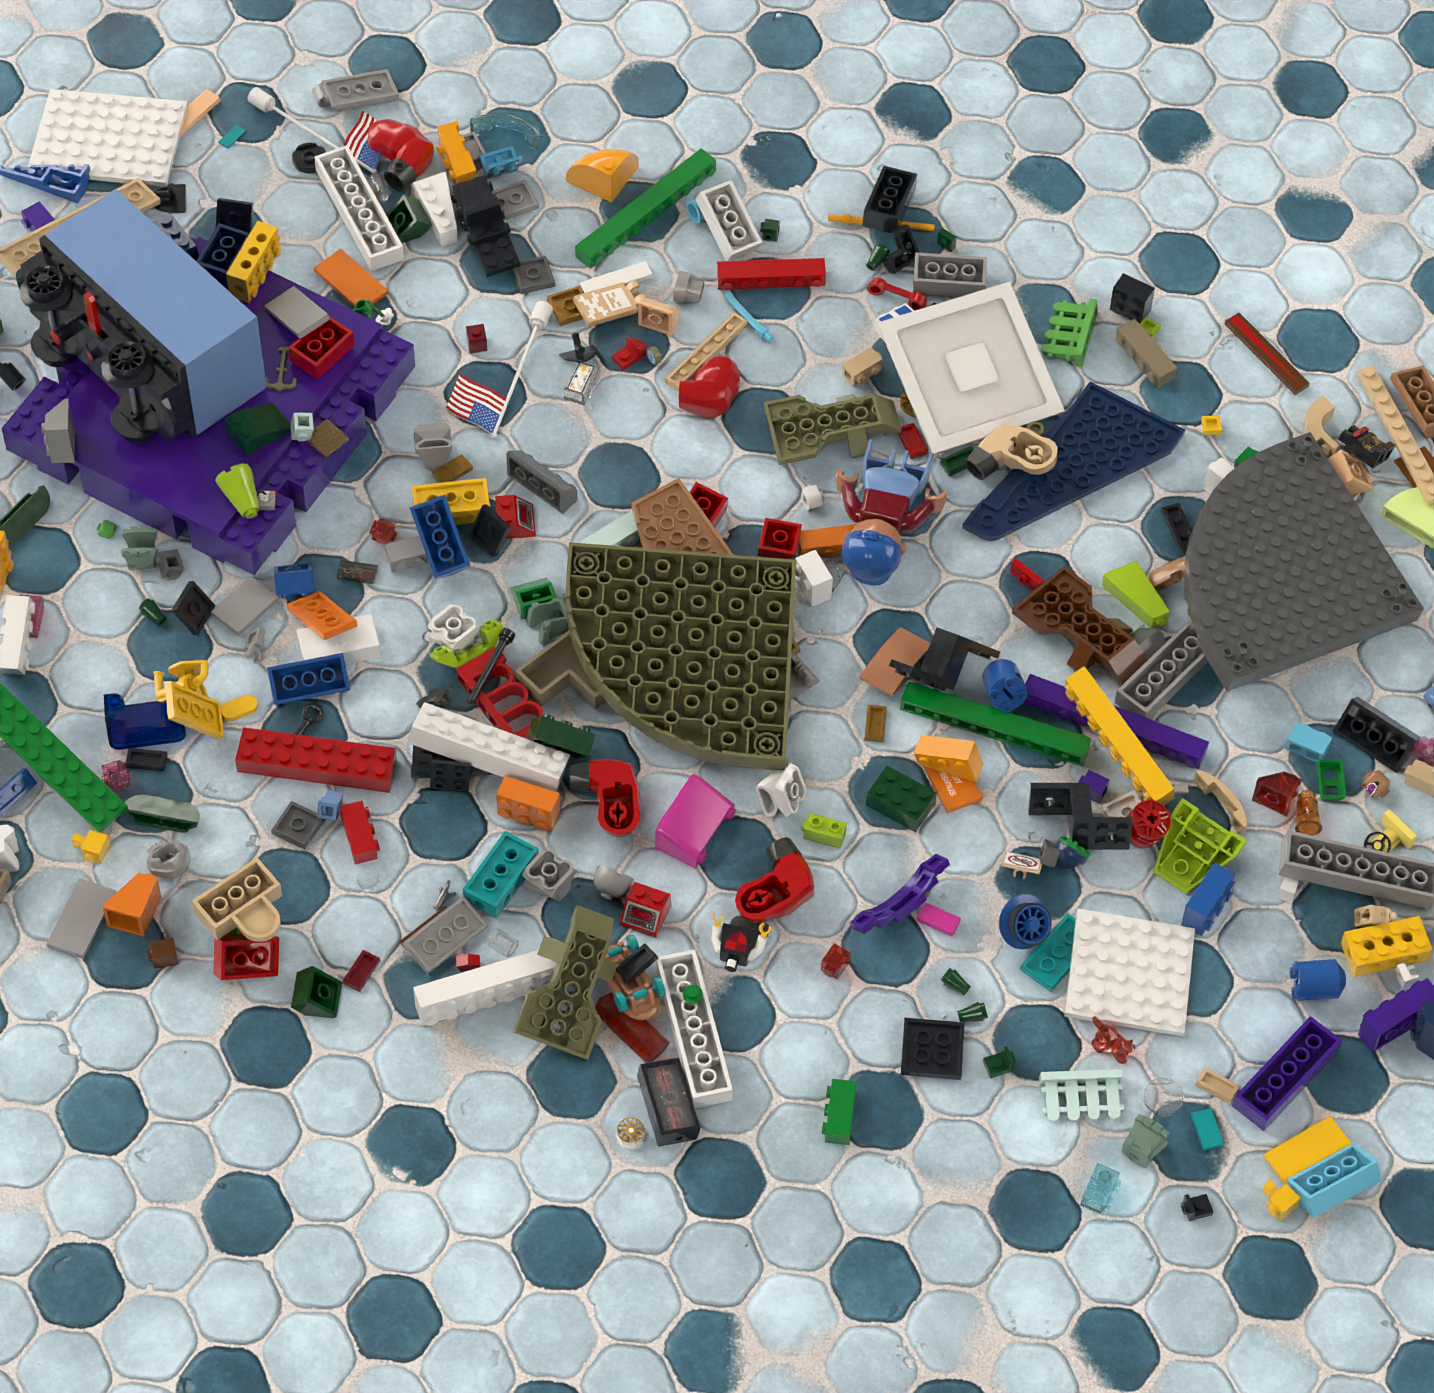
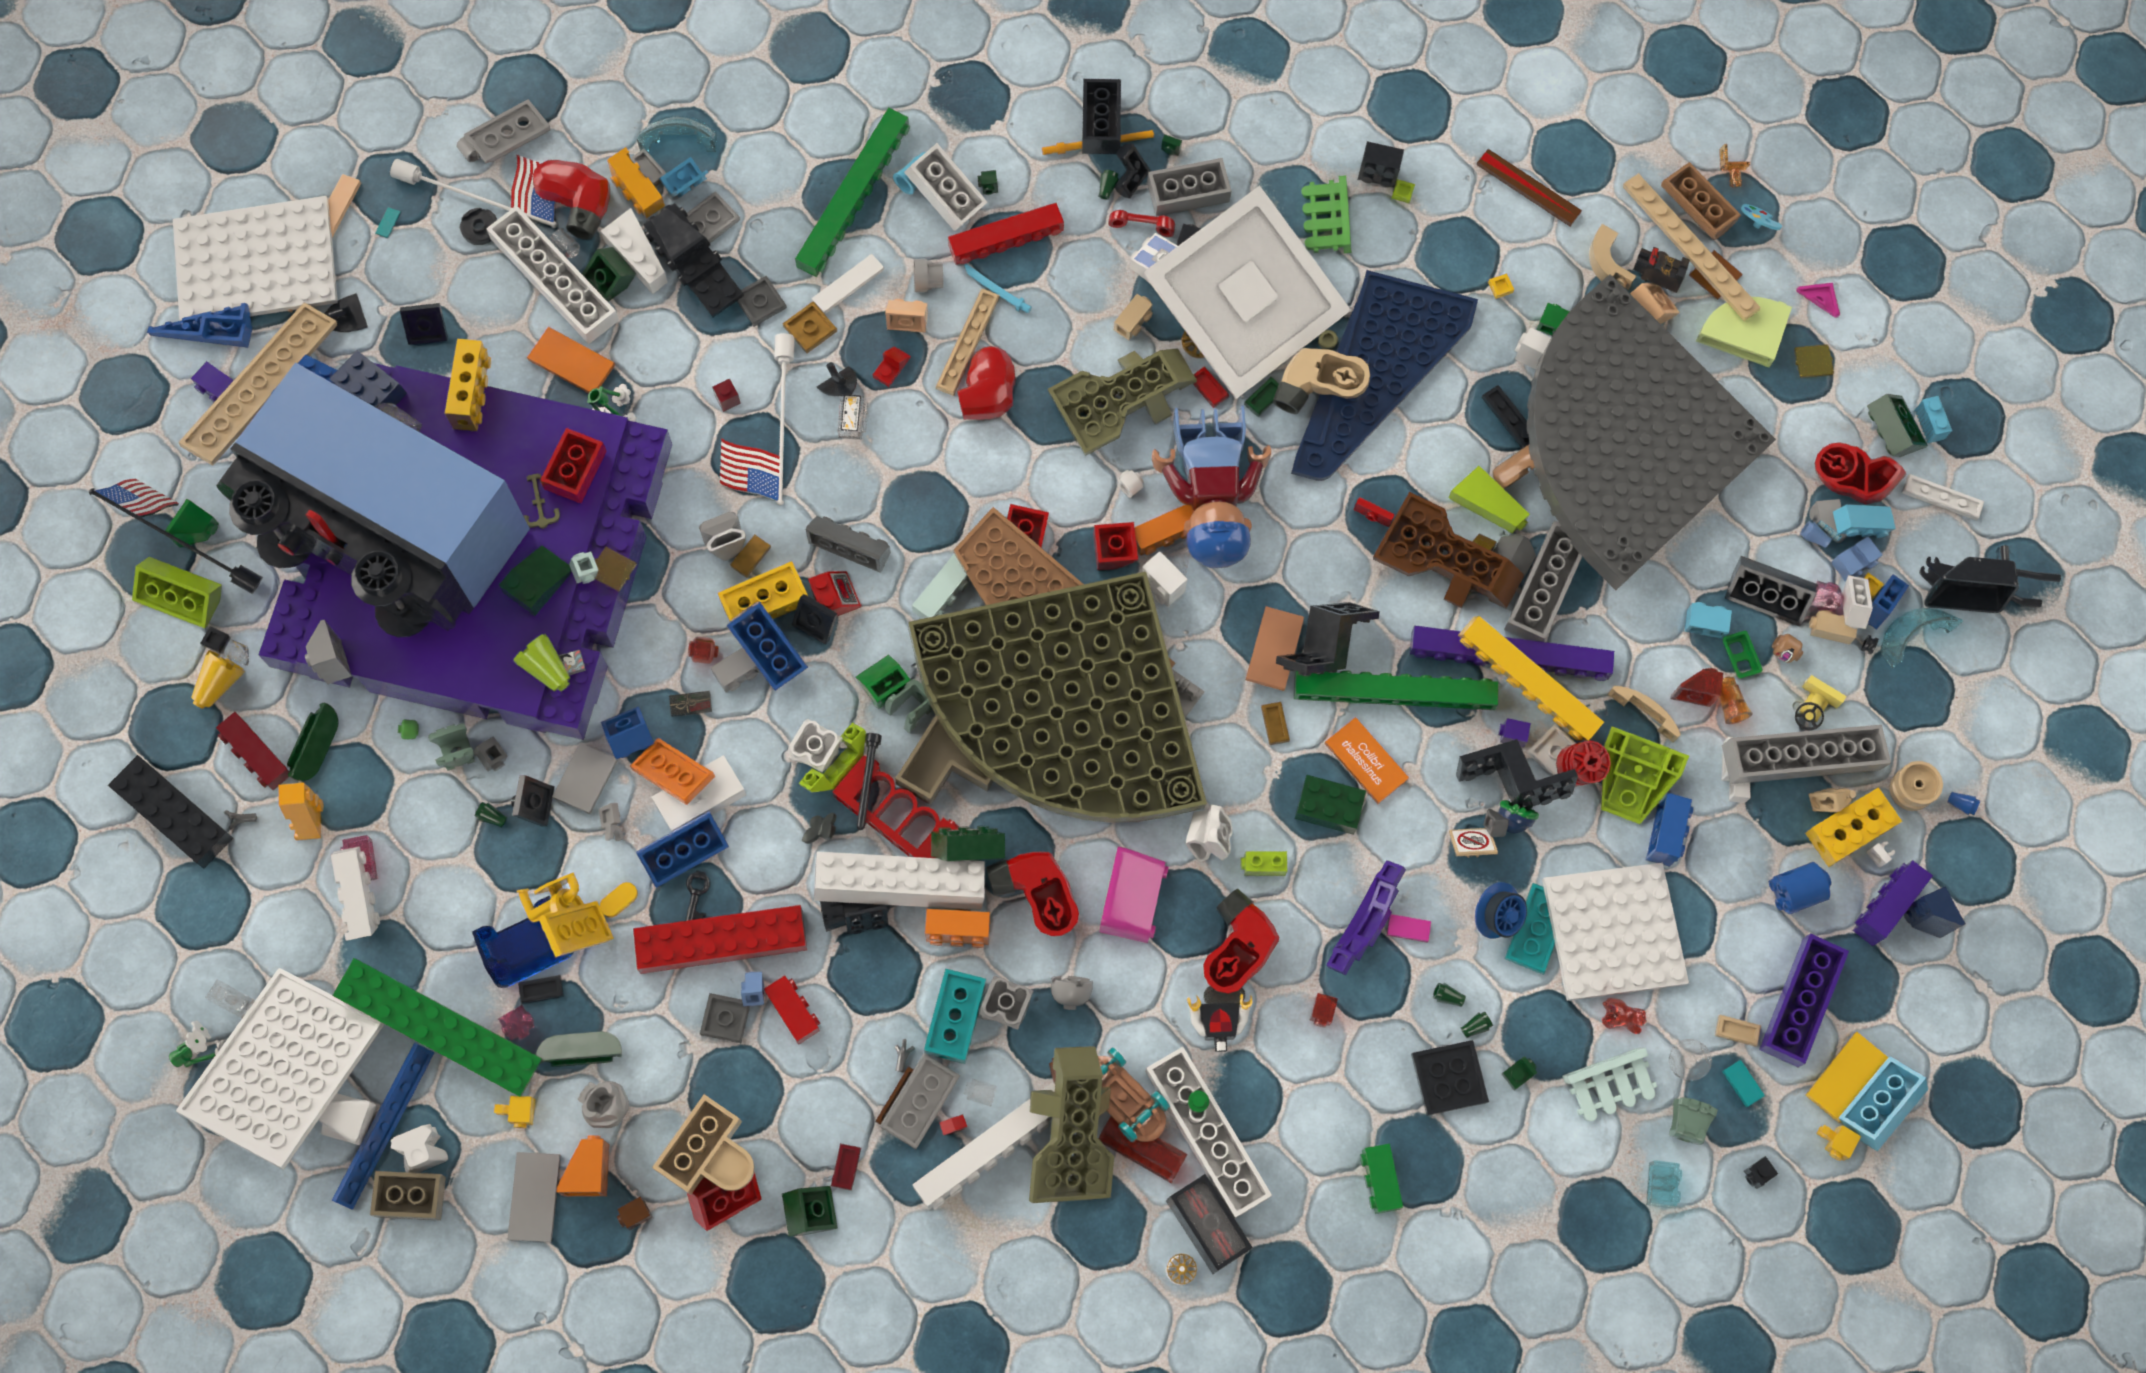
camera: 20 degrees left, 15 degrees up
(221, 251) = (429, 384): dark blue brick -> none
(297, 312) = (534, 433): light grey tile -> none
(603, 172) = (795, 162): light orange brick -> none
(608, 303) = (850, 314): tan tile -> none
(636, 963) = (1129, 1080): black tile -> none
(645, 909) = (1114, 1010): red slope -> none
(653, 355) = (916, 363): olive tile -> none
(949, 756) = (1364, 745): light orange wedge -> none
(1004, 685) = (1395, 648): blue cylinder -> none
(1146, 353) = (1411, 221): dark tan brick -> none

